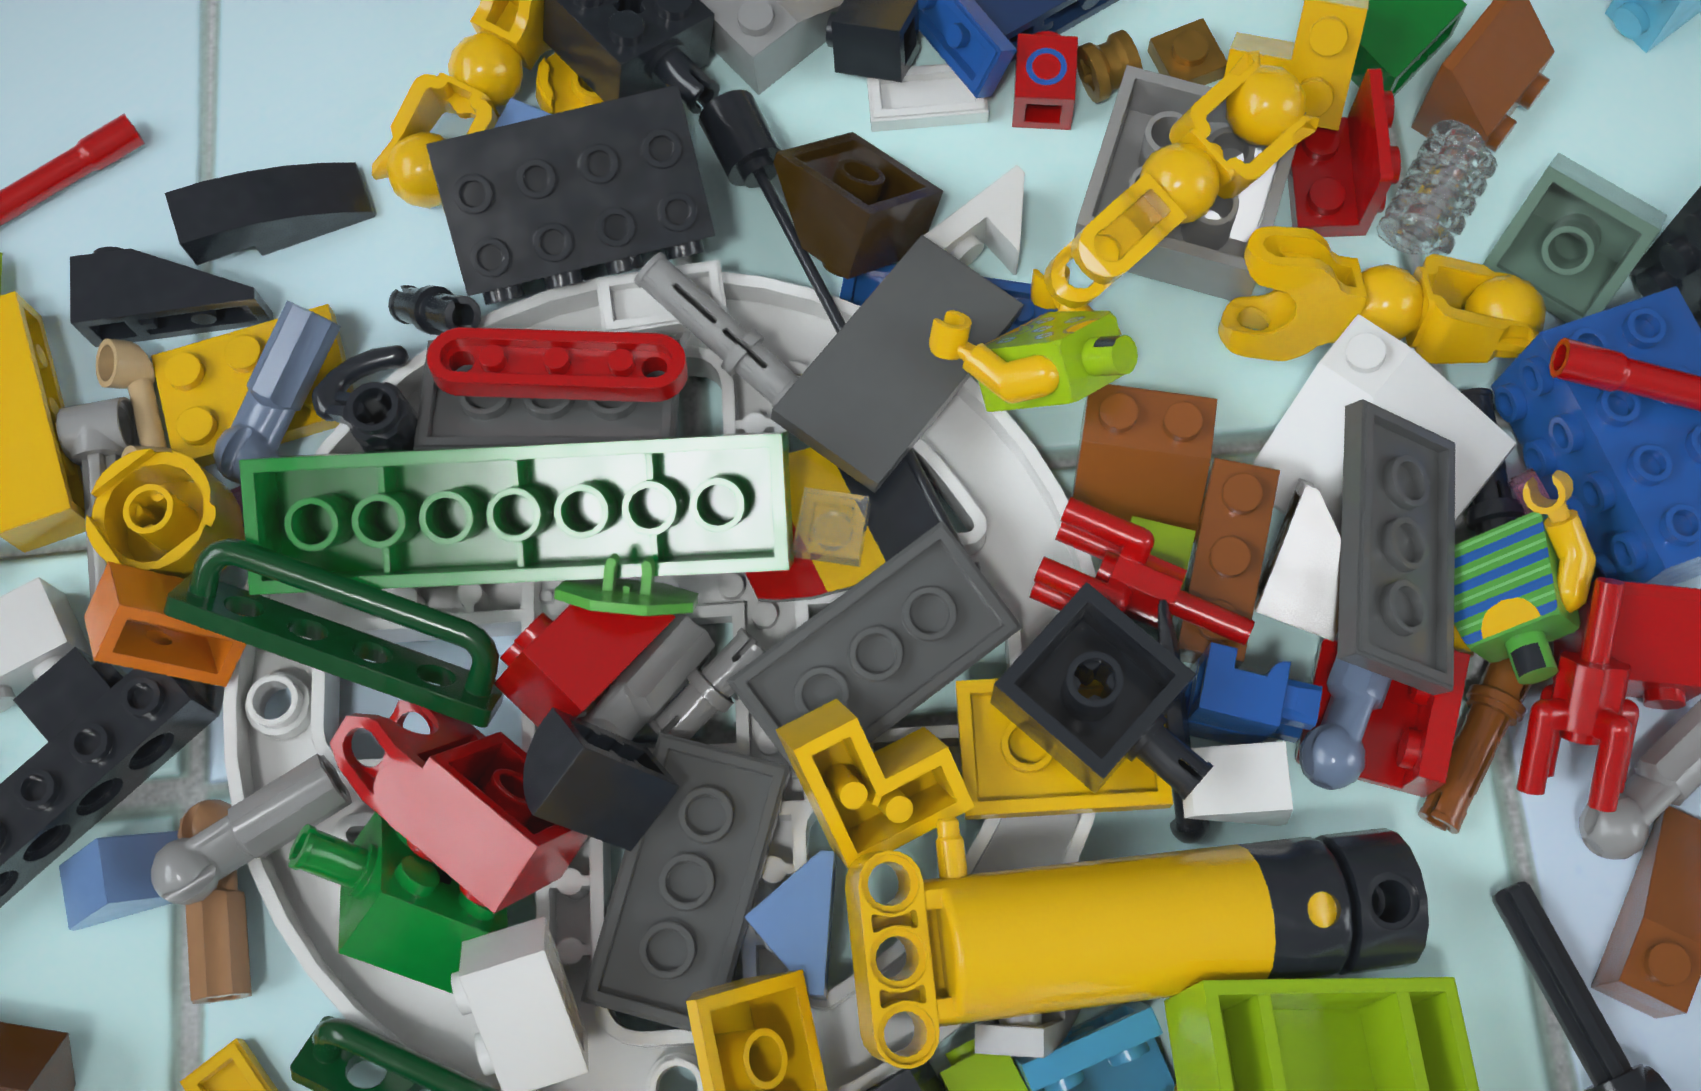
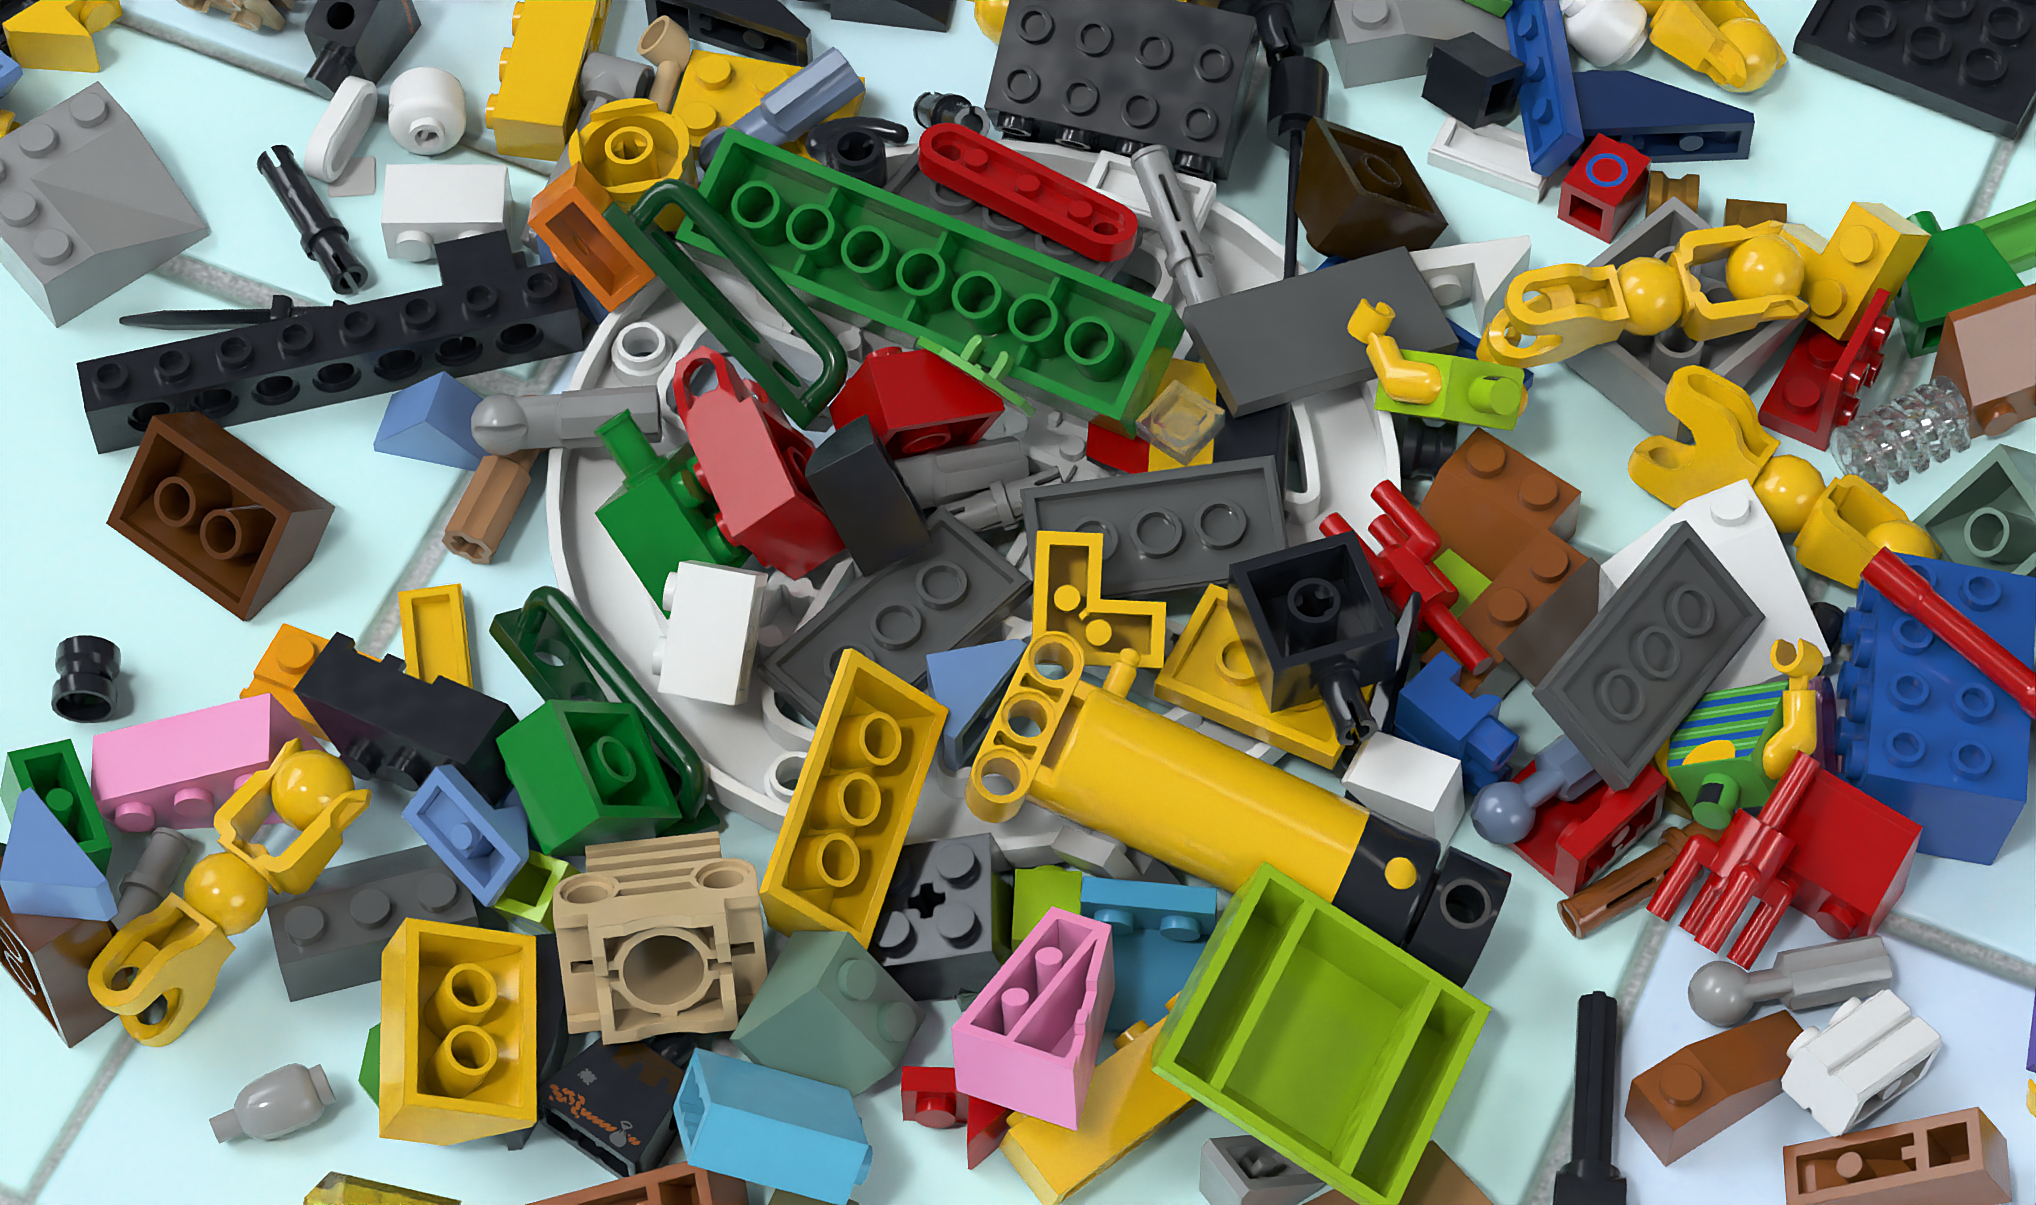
camera: 25 degrees right, 15 degrees down
(1049, 424) = (1426, 448): none -> black wheel

